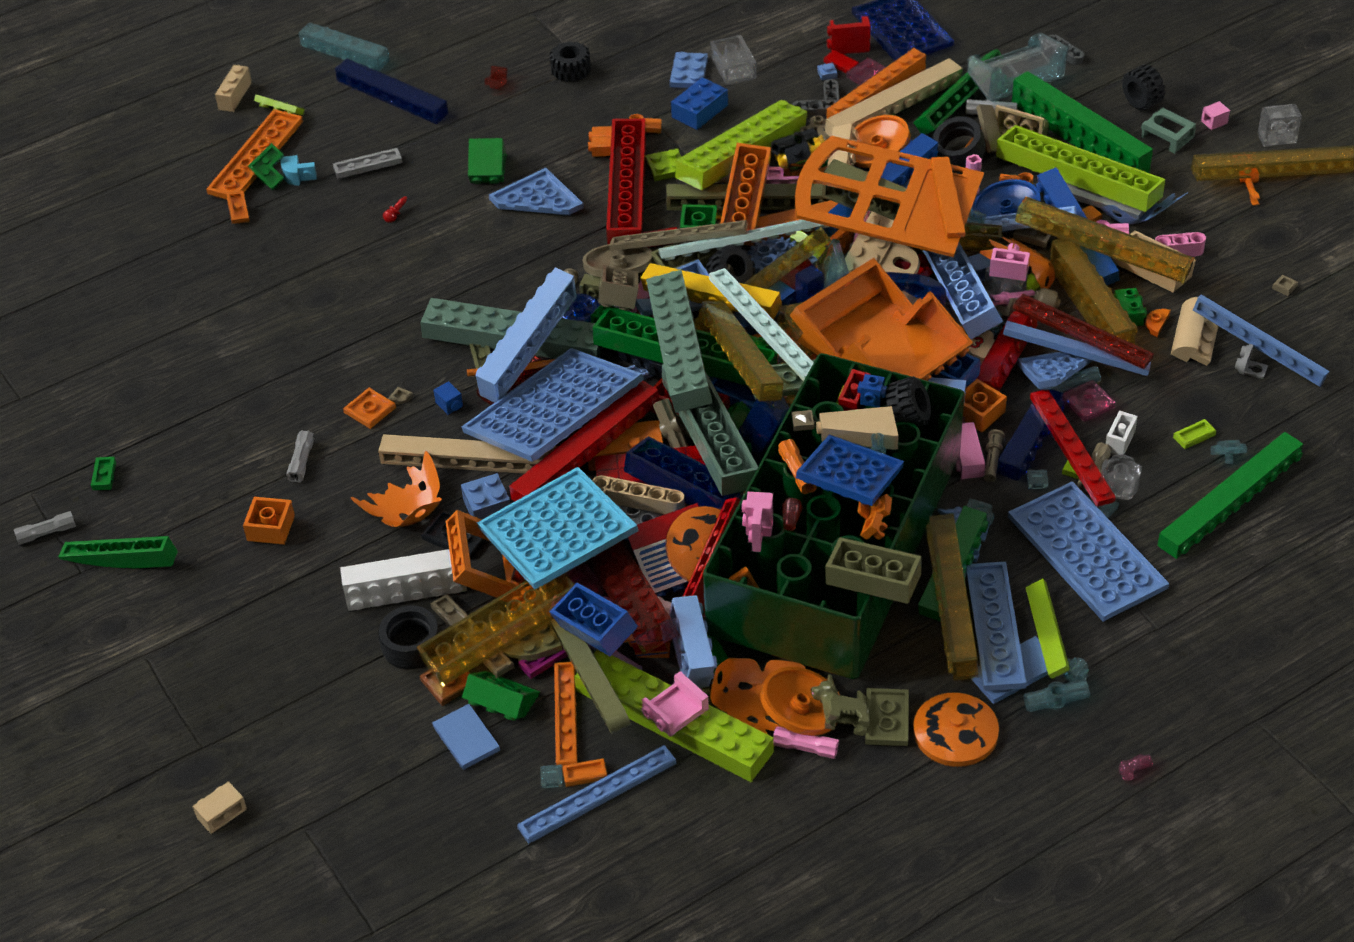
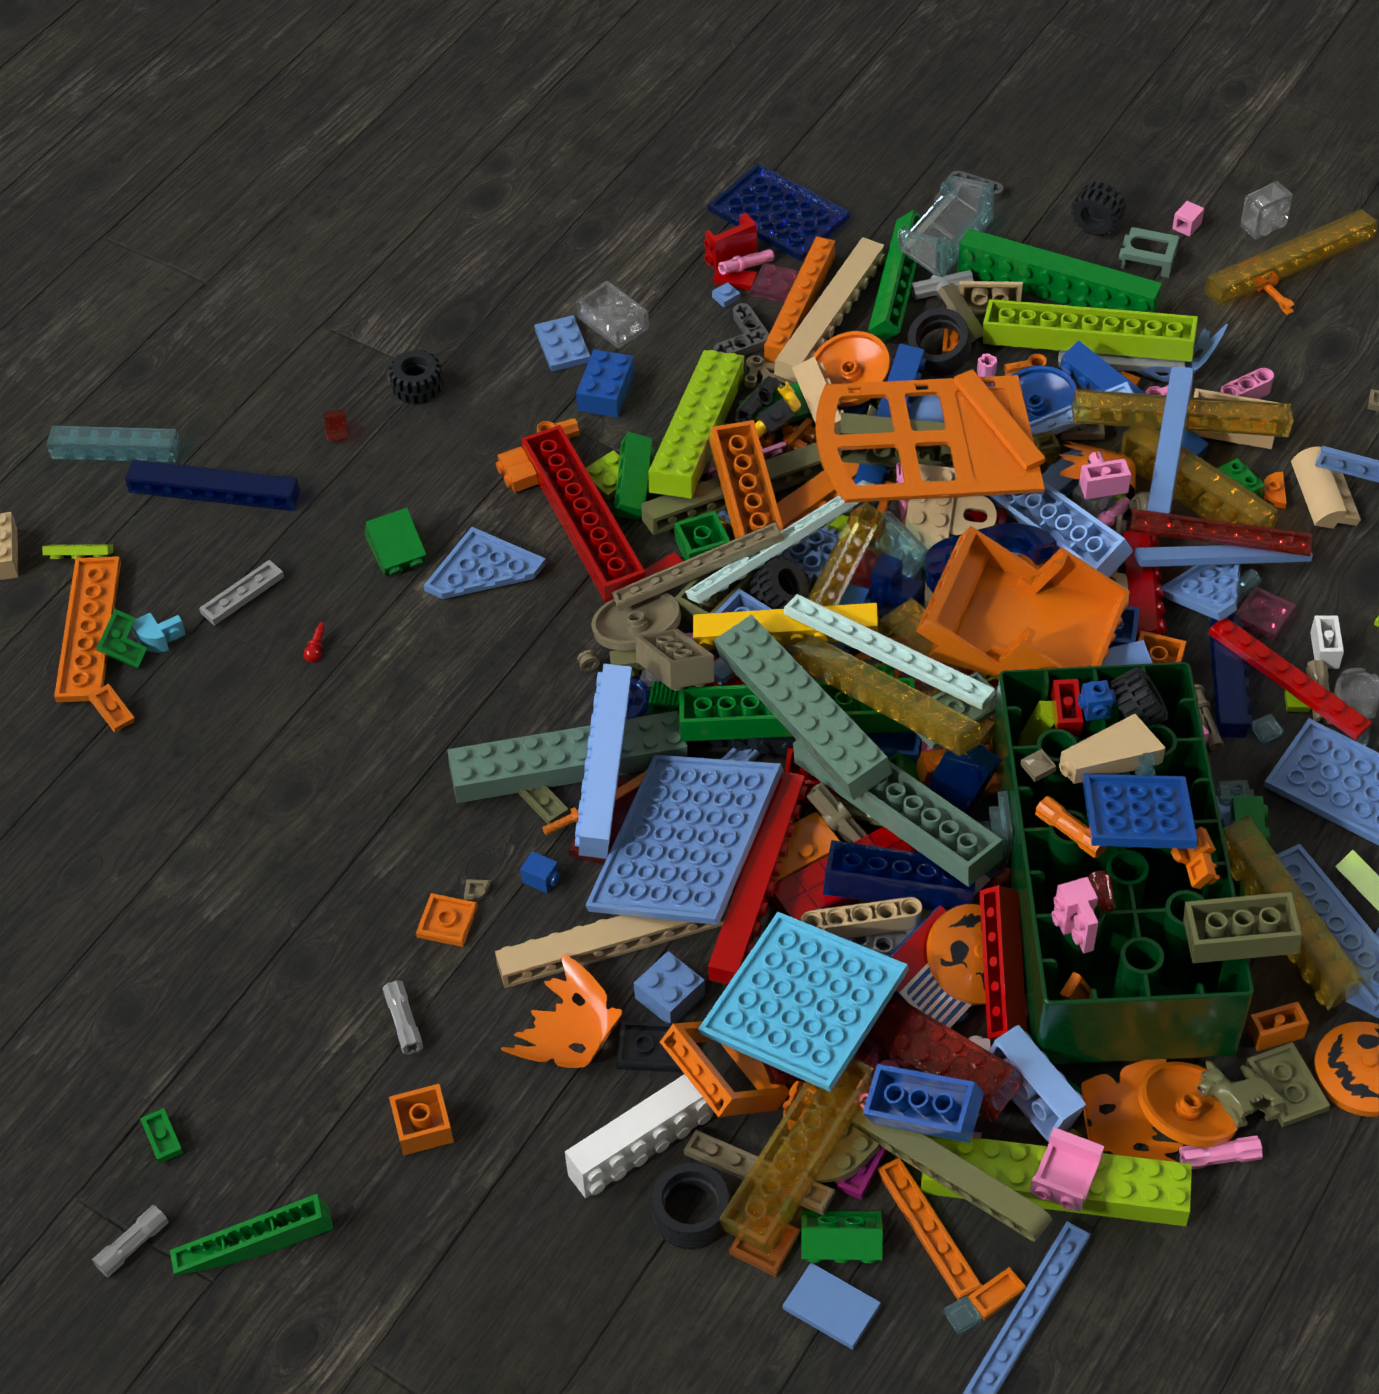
camera: 25 degrees left, 5 degrees up
(667, 173) = (633, 475): none -> green brick
(847, 52) = (740, 263): none -> bright pink pin
(902, 674) = (1277, 1026): none -> orange brick
(1080, 253) = (1170, 440): none -> medium blue tile

